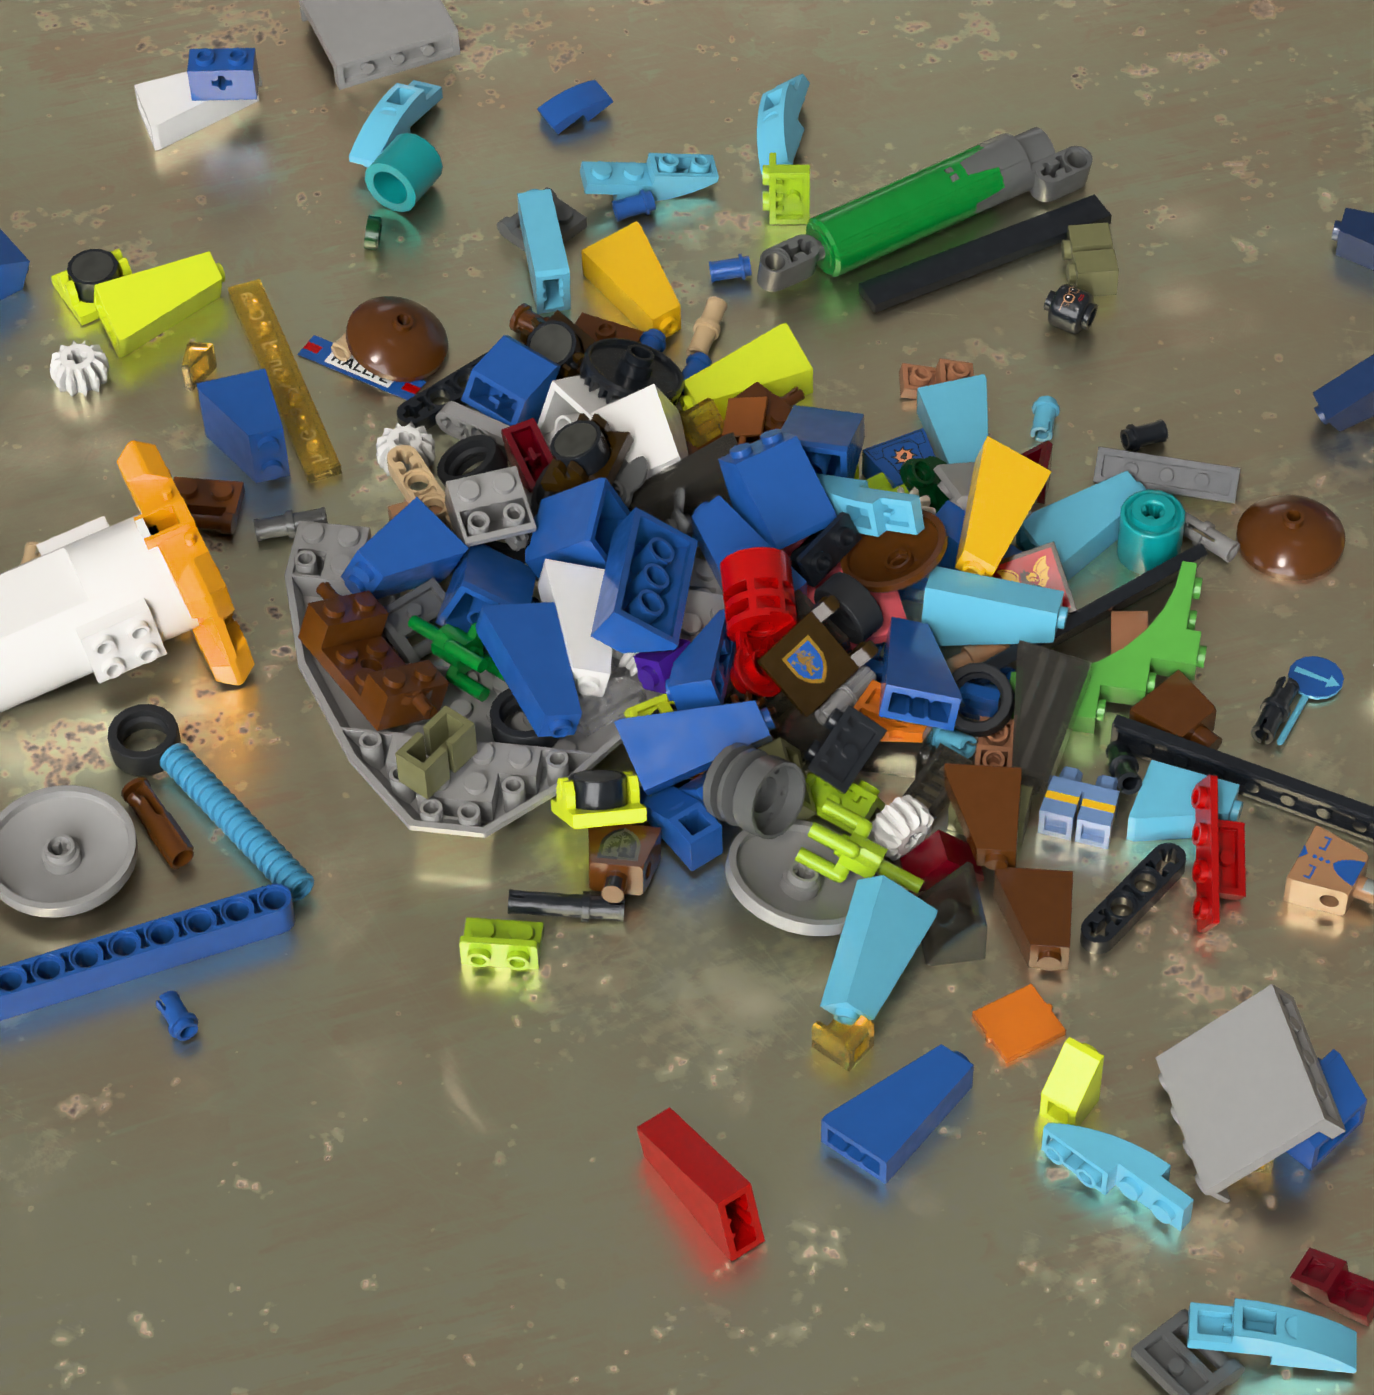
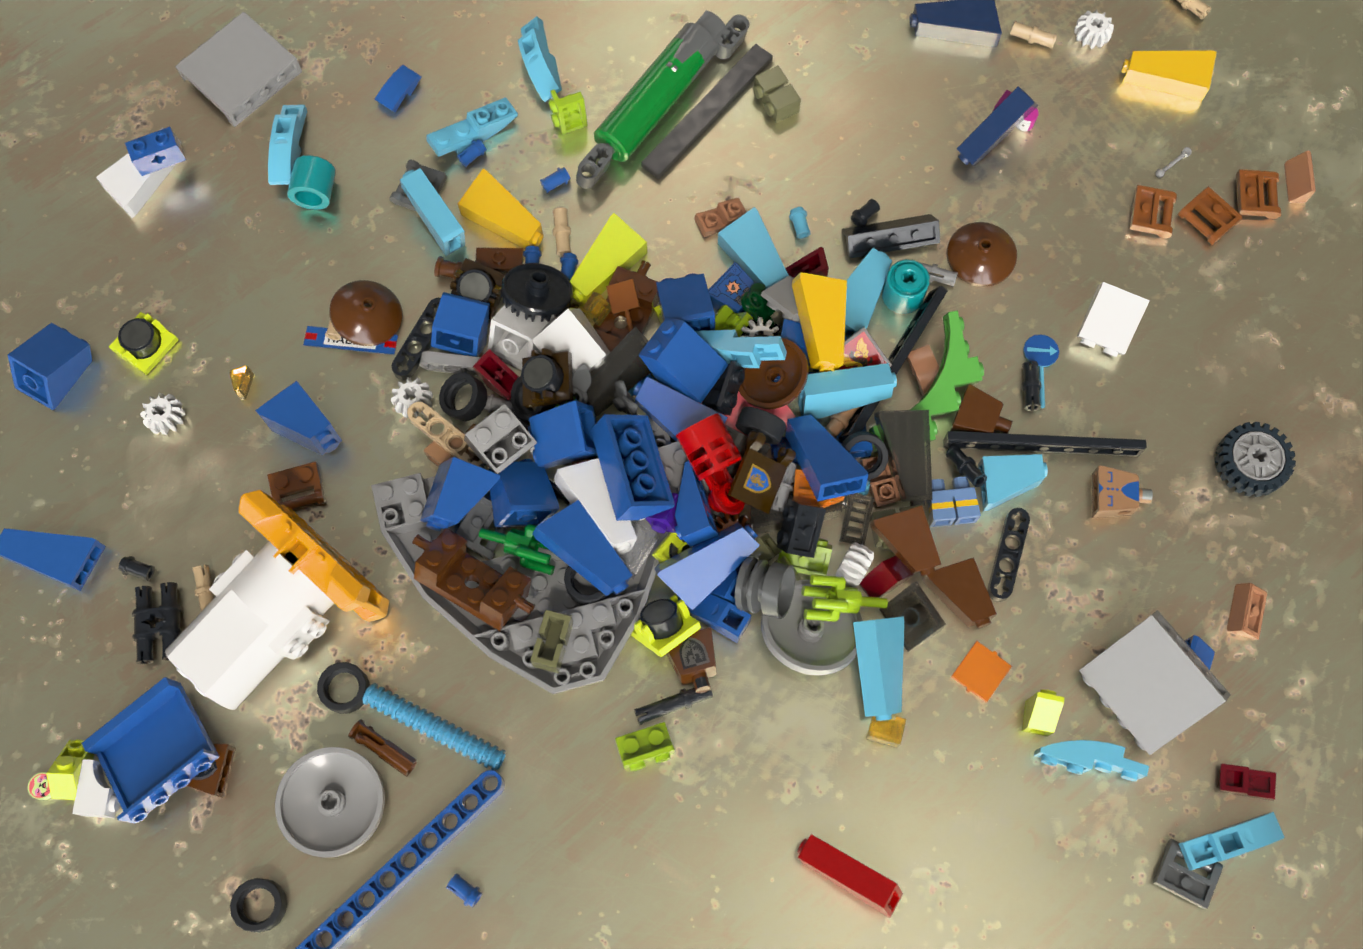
camera: 25 degrees left, 20 degrees up
(156, 299) = (190, 342): neon yellow slope -> none
(286, 381) = (304, 369): clear yellow tile -> none
(286, 524) = (362, 482): dark grey pin -> none
(373, 233) = (311, 235): dark green tile -> none
(898, 1113) = (945, 775): blue slope -> none
(1070, 309) = (781, 136): black head -> none
(1219, 856) = (1051, 511): red bracket -> none

